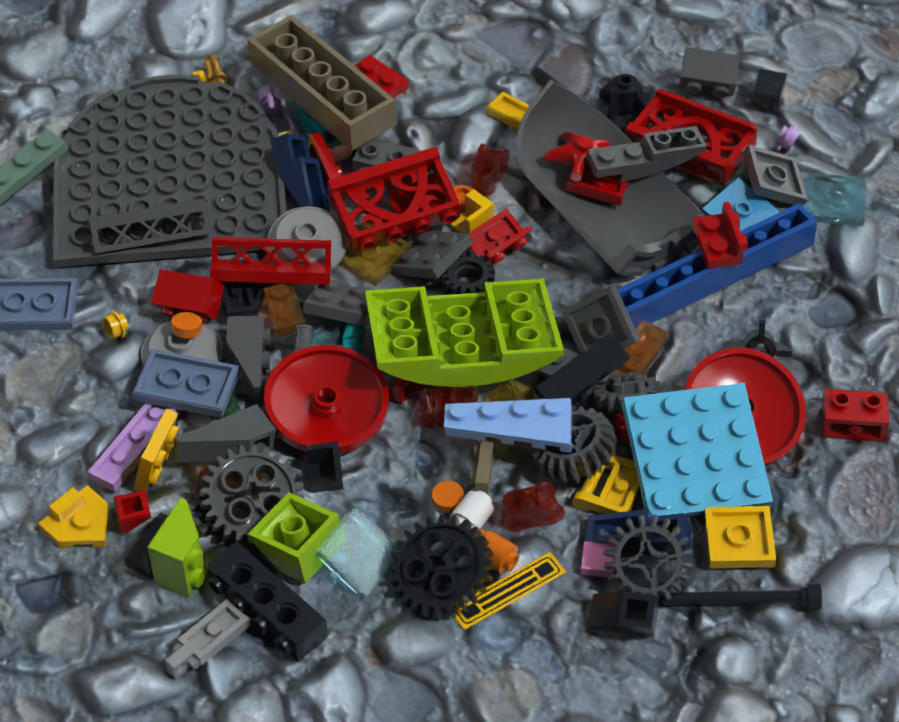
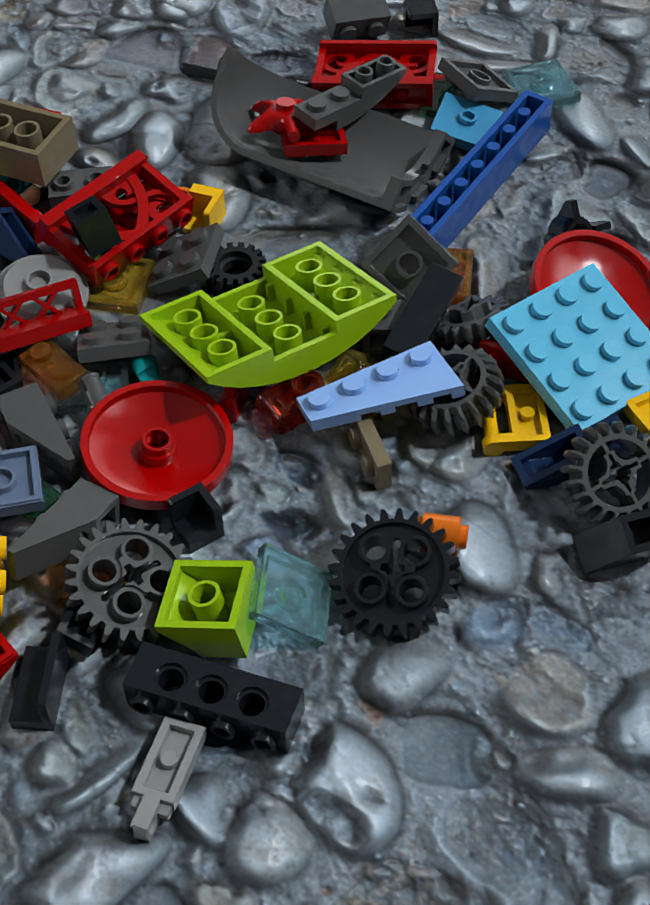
camera: 25 degrees left, 0 degrees up
(177, 552) = (80, 683): lime slope -> none
(363, 203) = (93, 226): none -> black brick
(447, 496) = (348, 497): orange tile -> none
(475, 508) = (387, 493): white brick -> none
(488, 169) = (192, 163): clear red piece -> none
(497, 237) = (244, 219): red bracket -> none
(507, 110) = (185, 109): yellow tile -> none
(510, 589) = (477, 567): sticker -> none
(530, 507) = (447, 473): clear red piece -> none
(594, 559) = (548, 499): bright pink tile -> none
(624, 96) = (288, 58): black brick -> none
(720, 238) = (478, 140): red bracket -> none
(787, 137) = (464, 46): lavender plate -> none

